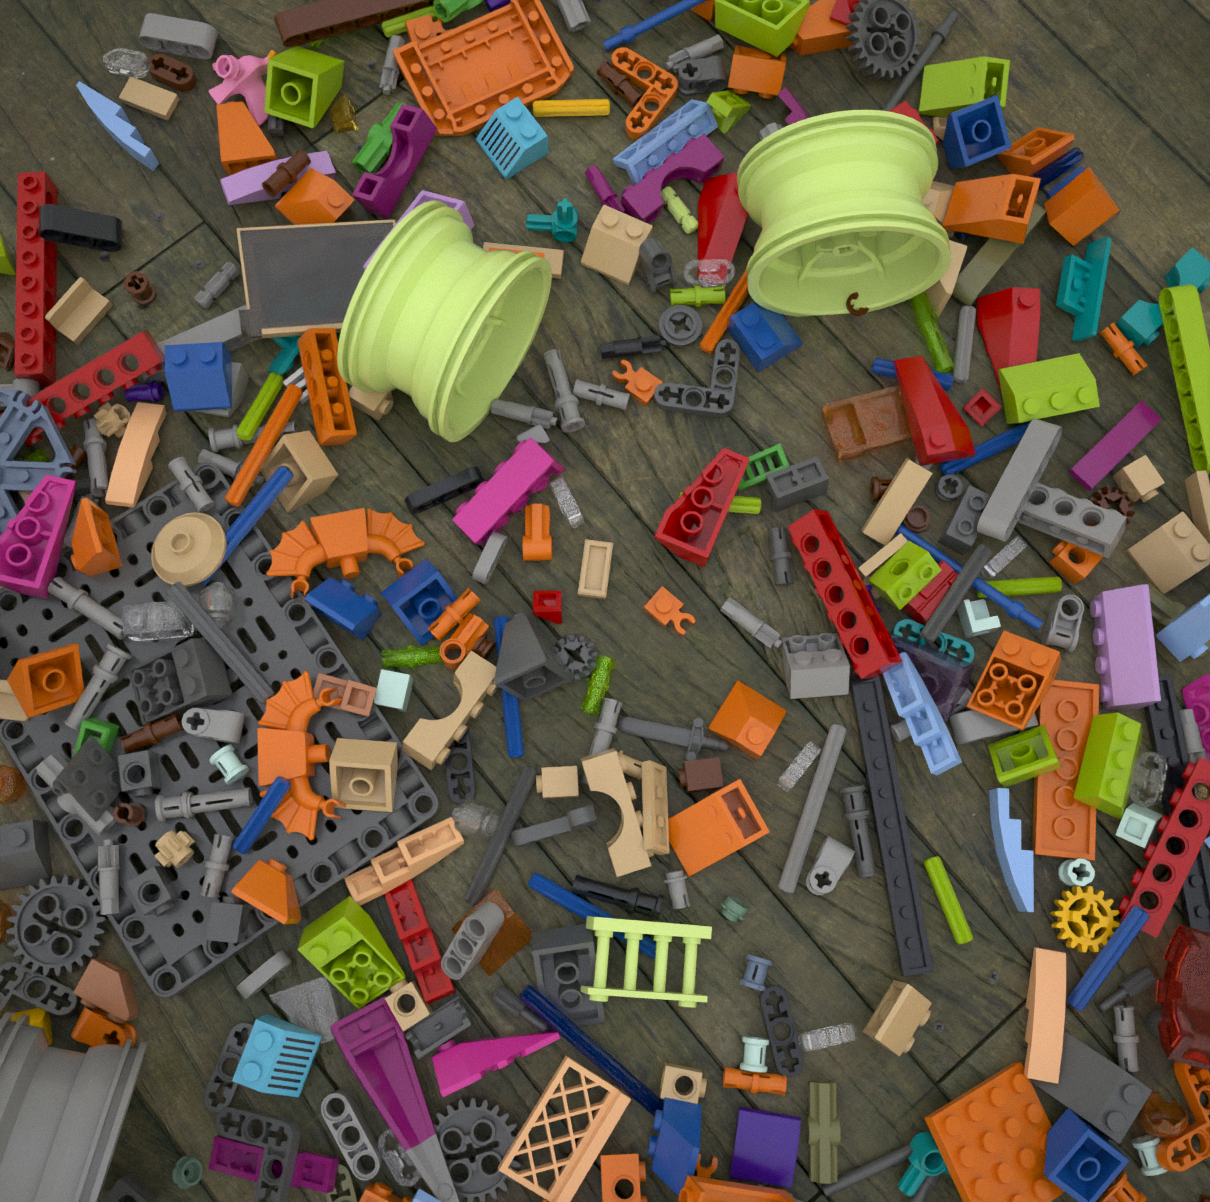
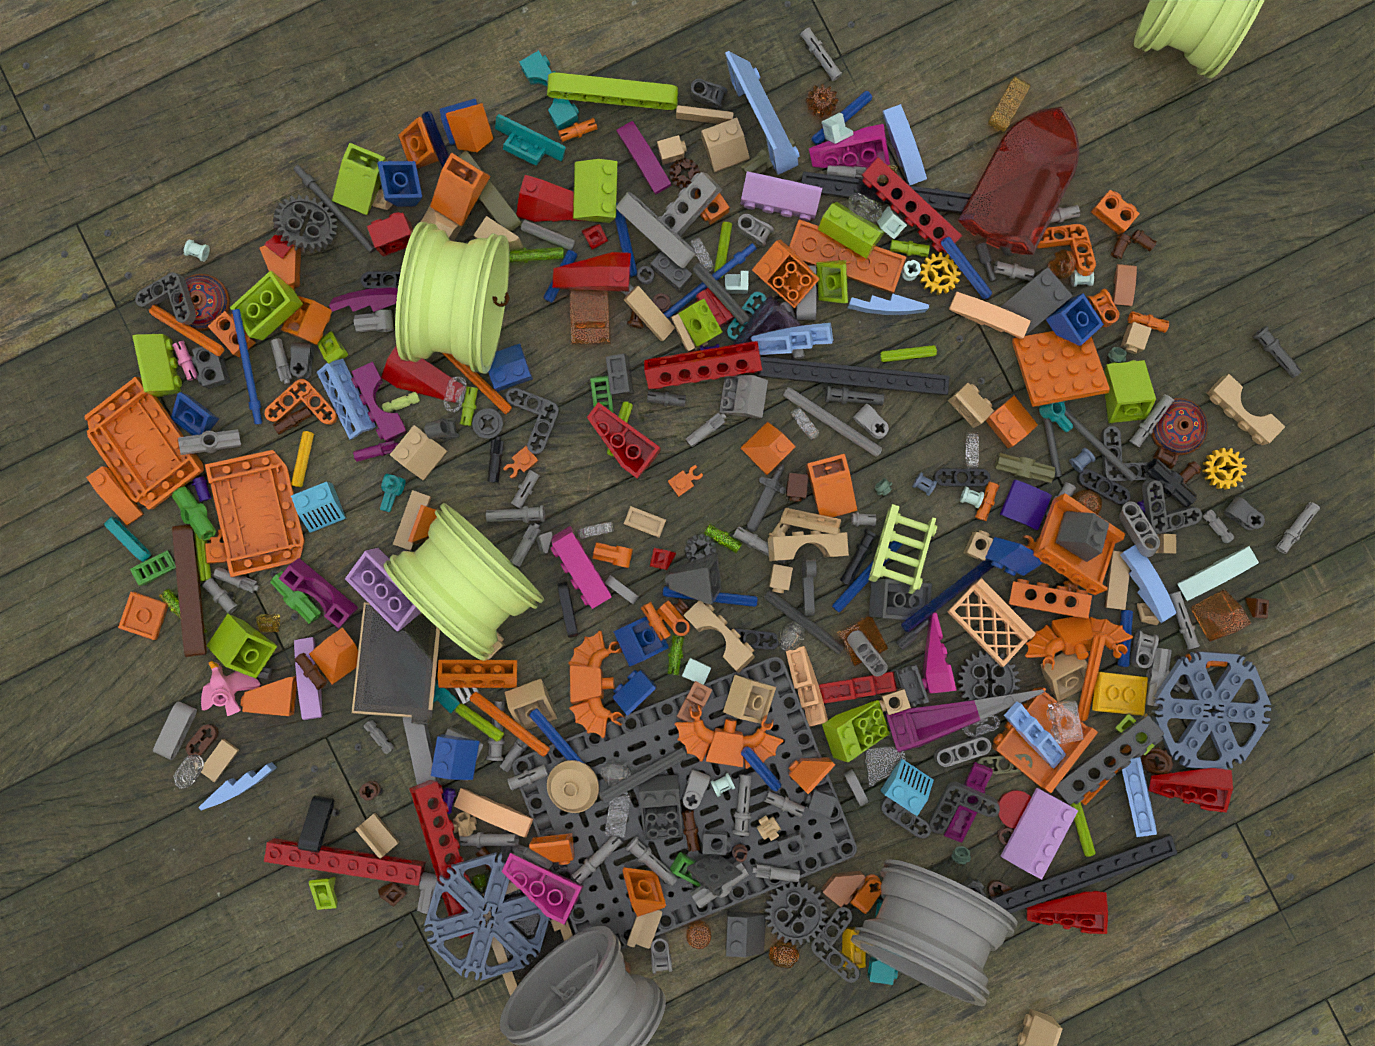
camera: 80 degrees left, 10 degrees up
(366, 50) = (220, 596): none -> light grey pin
(889, 1090) = (1011, 422): none -> orange slope
(1108, 863) = (909, 248): none -> lime pin

